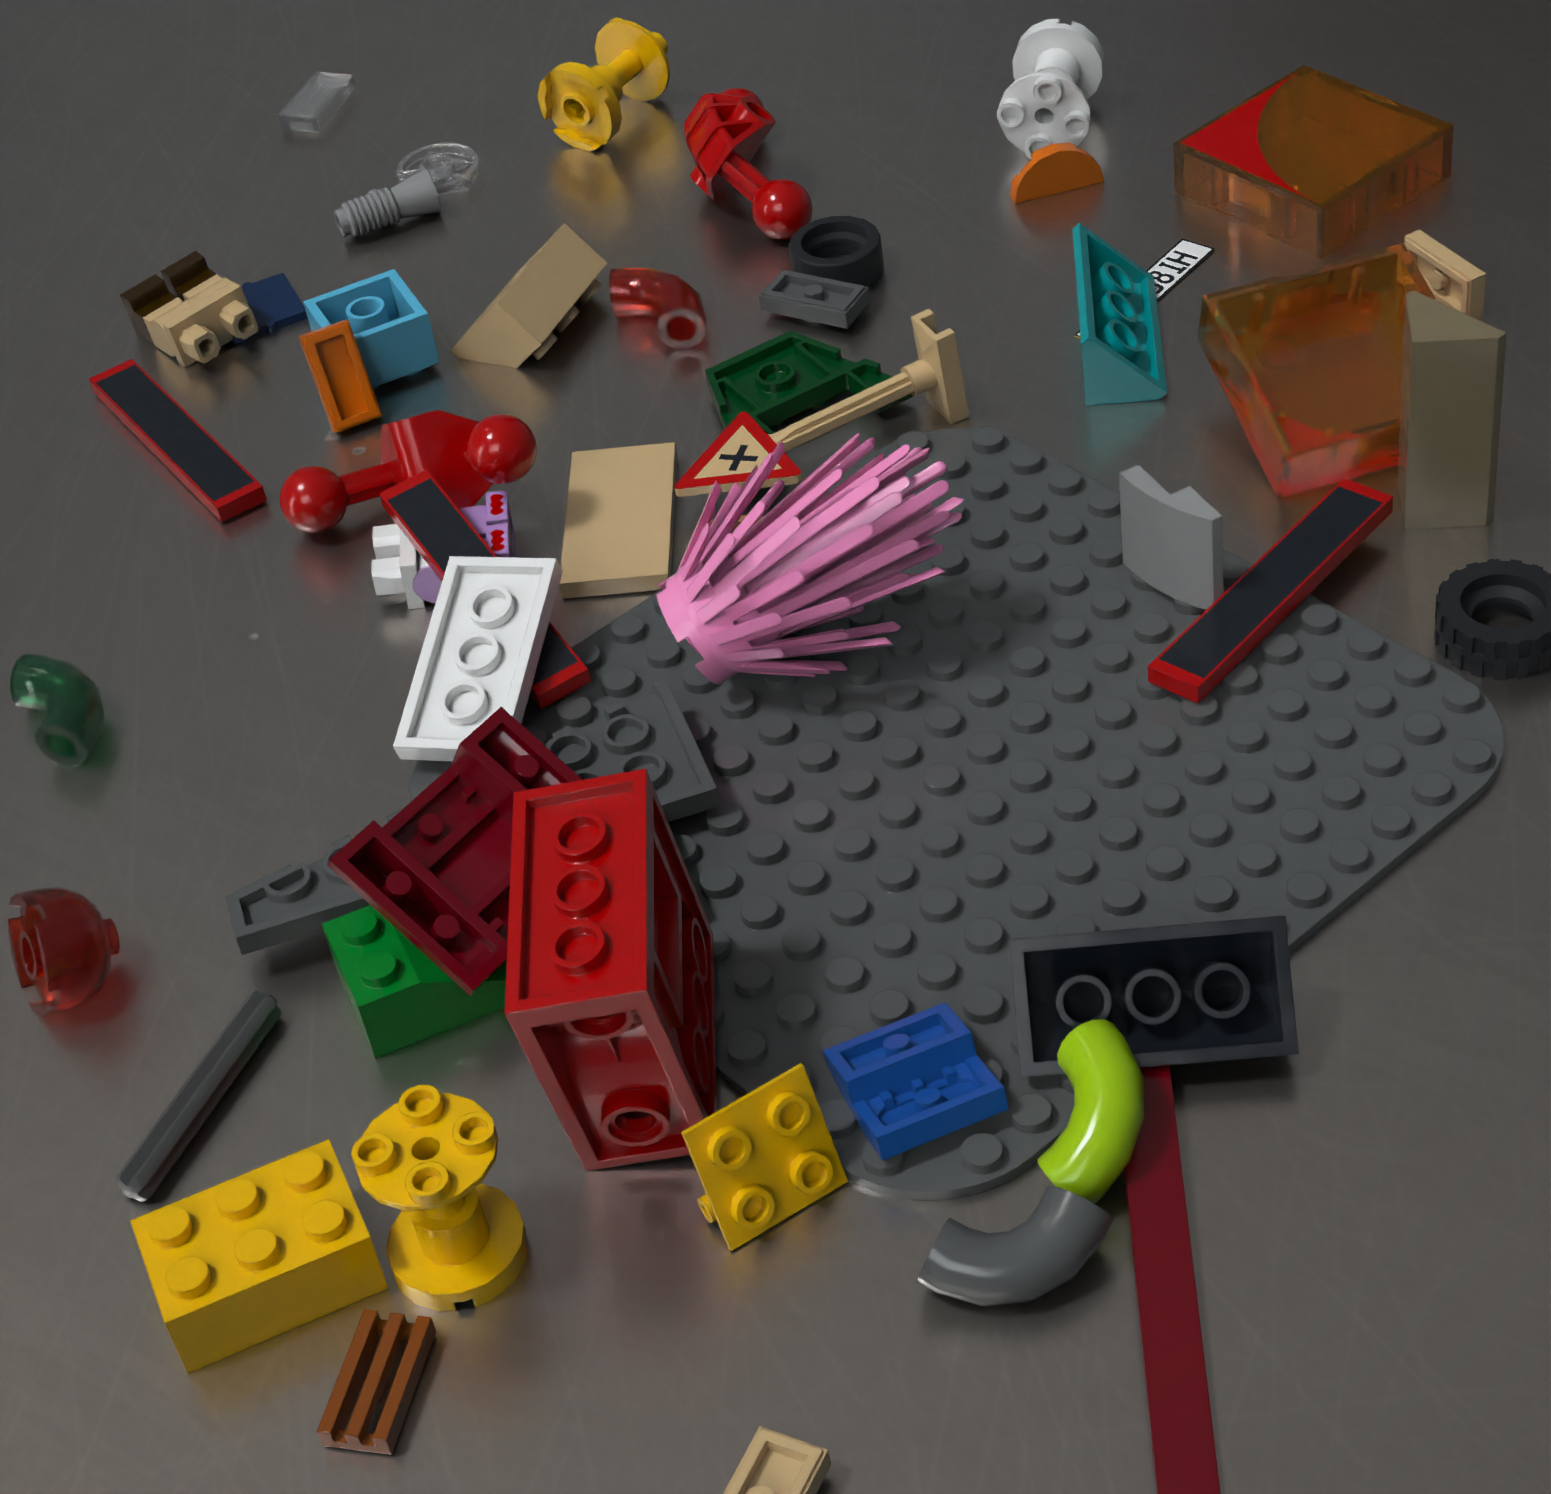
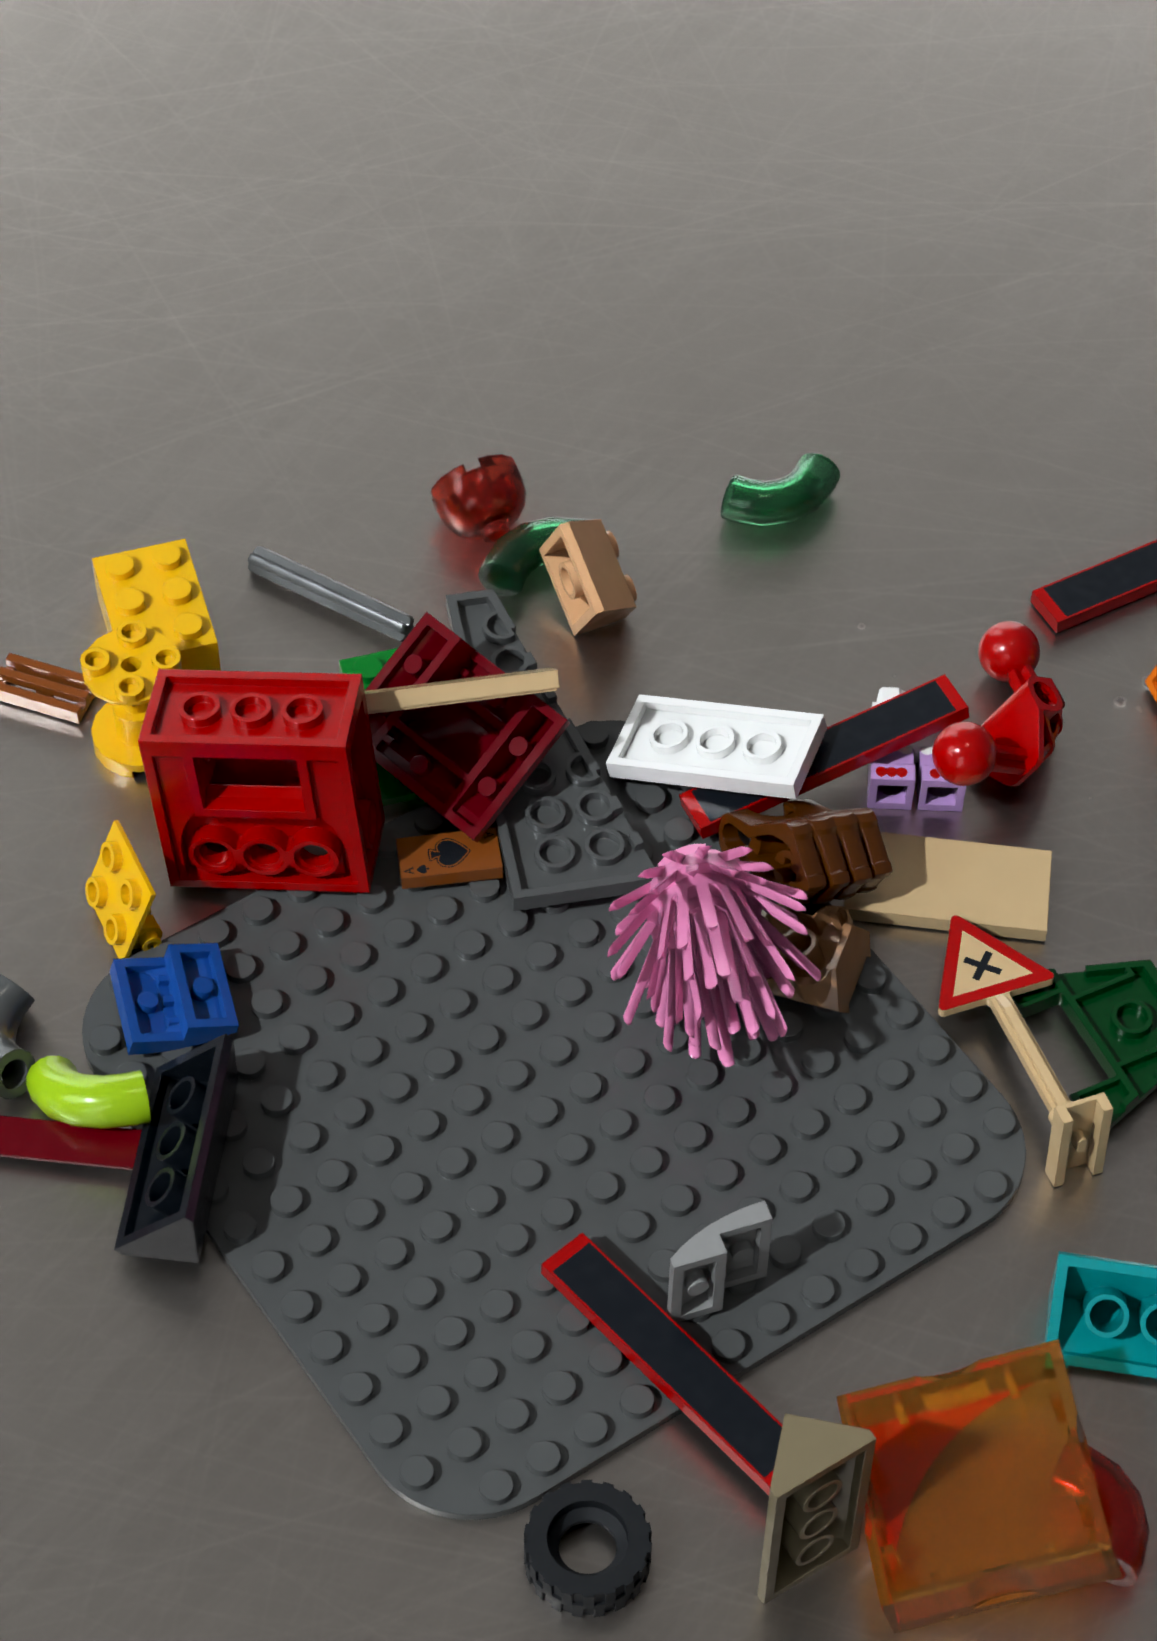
camera: 90 degrees right, 10 degrees up
(136, 902) = (517, 555): none -> clear green cylinder
(212, 809) = (588, 575): none -> light nougat slope
(464, 803) = (462, 690): none -> tan tile
(596, 560) = (812, 848): none -> reddish brown piece

